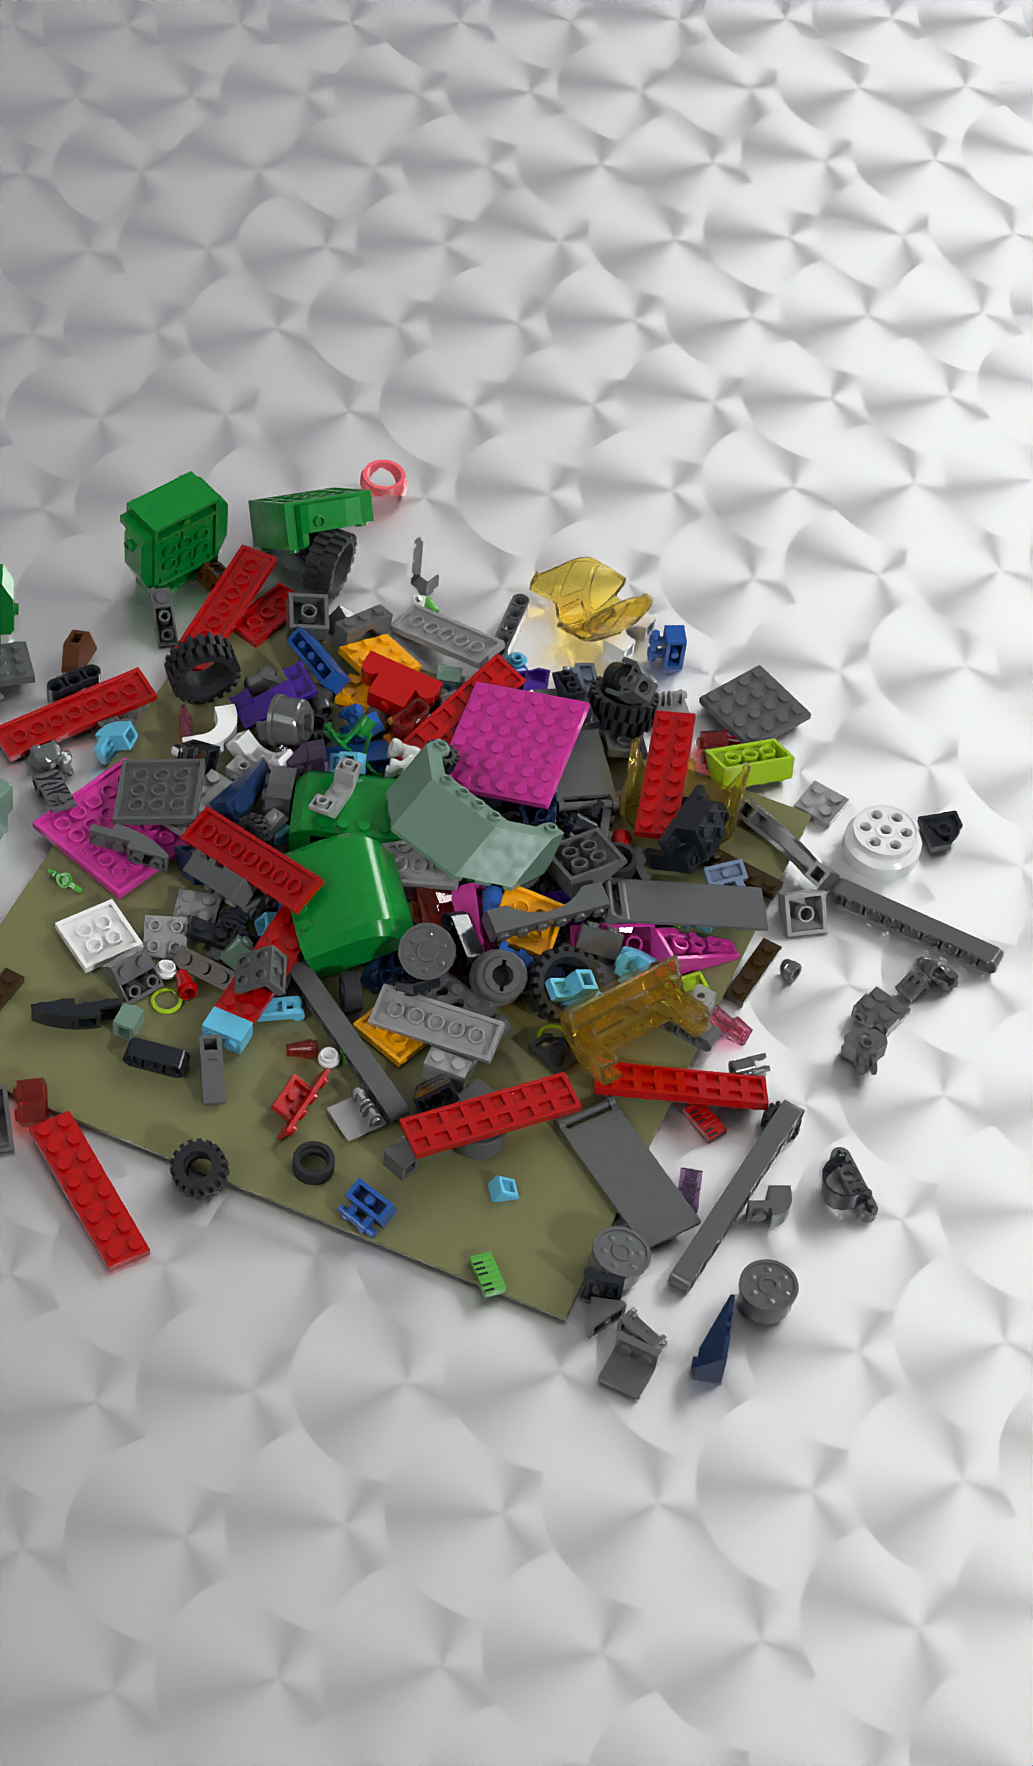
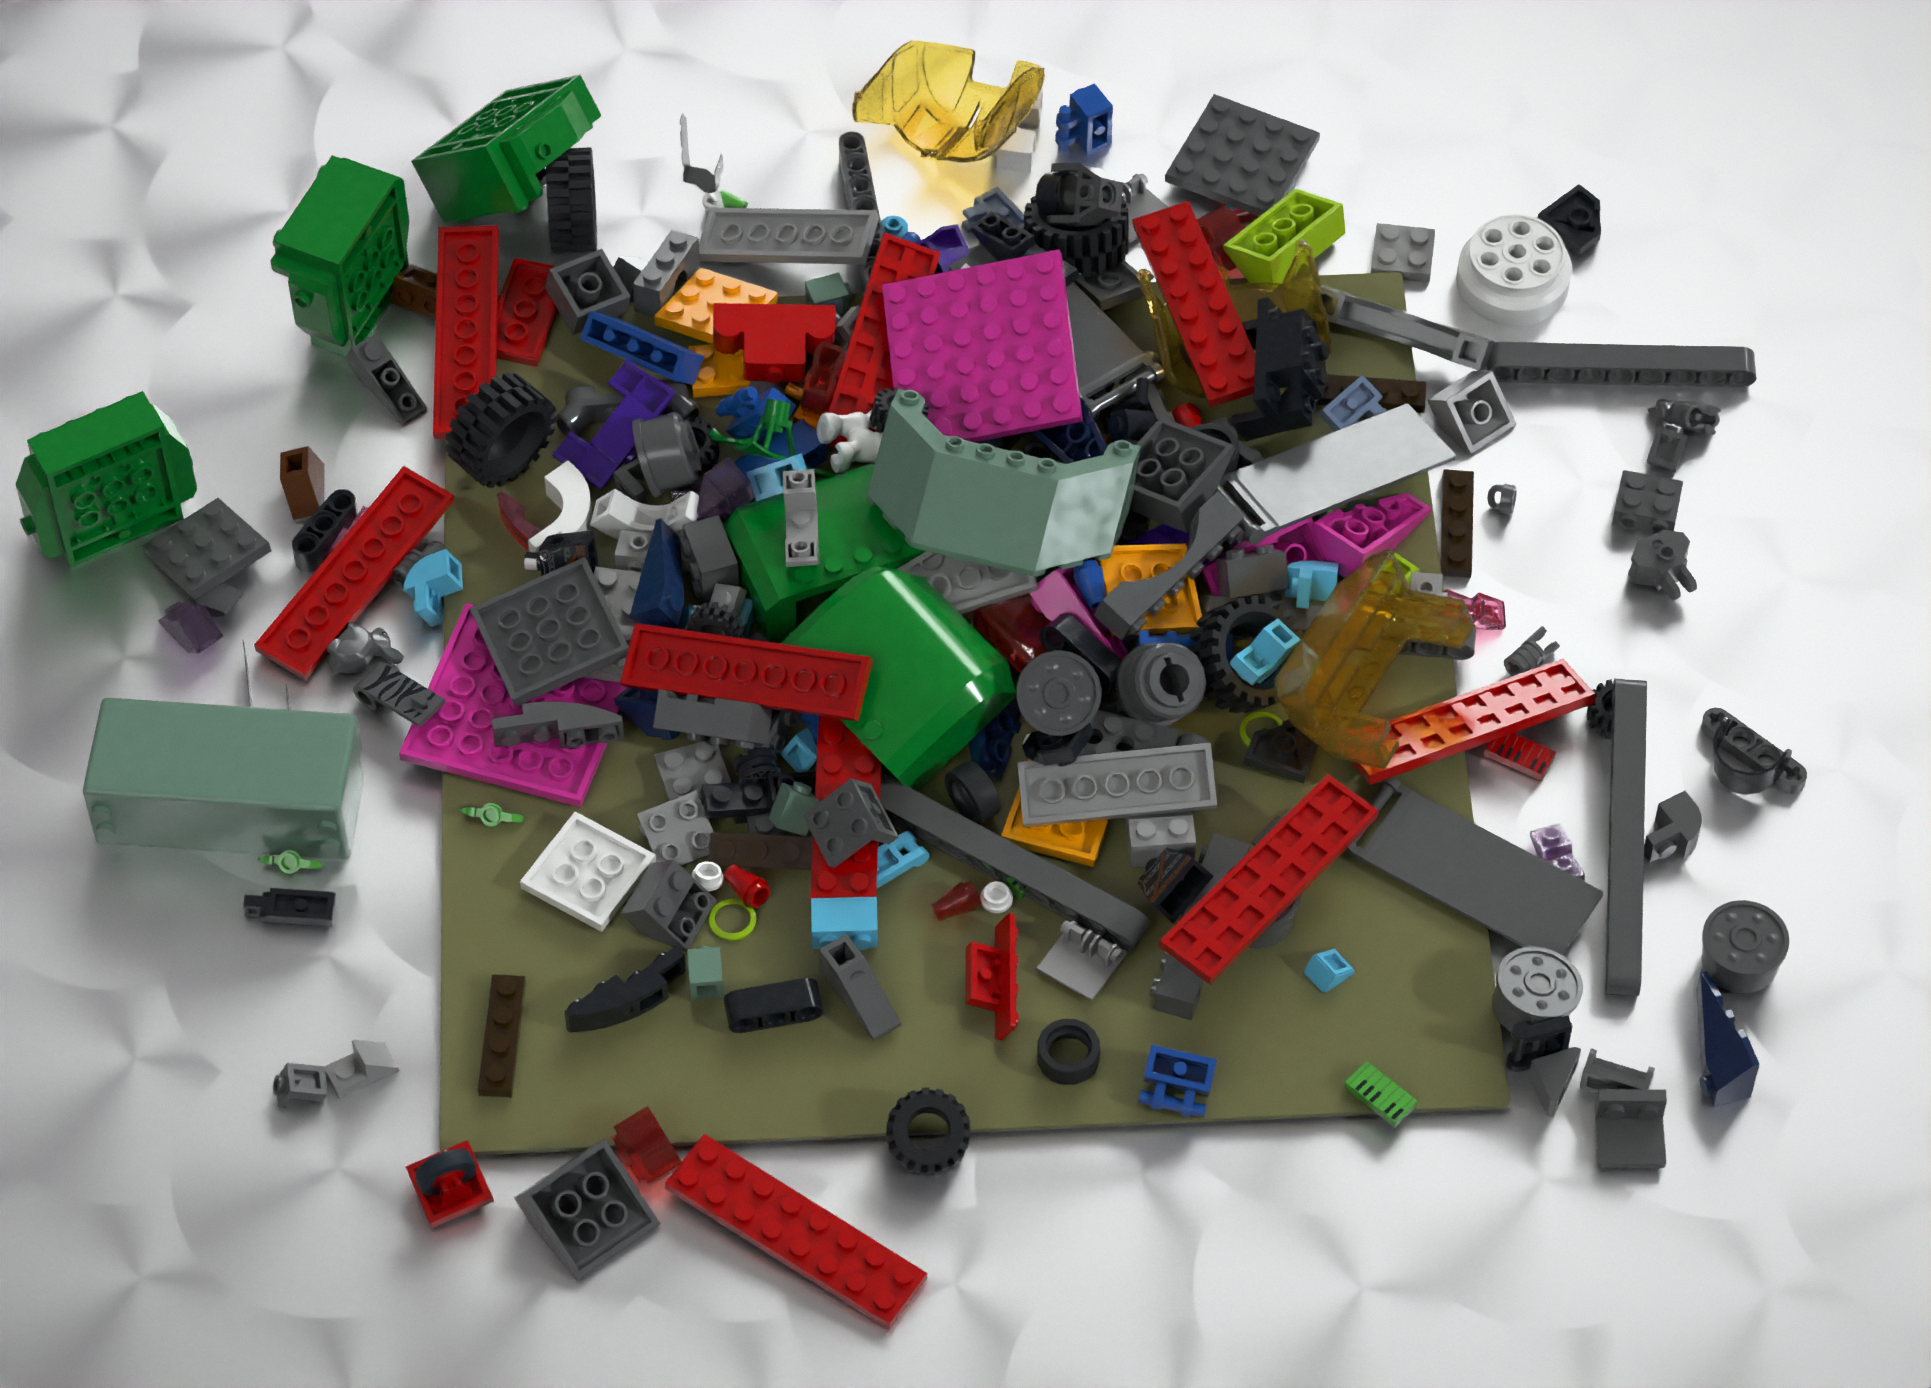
camera: 20 degrees left, 5 degrees up
(396, 471) = (577, 33): coral piece -> none

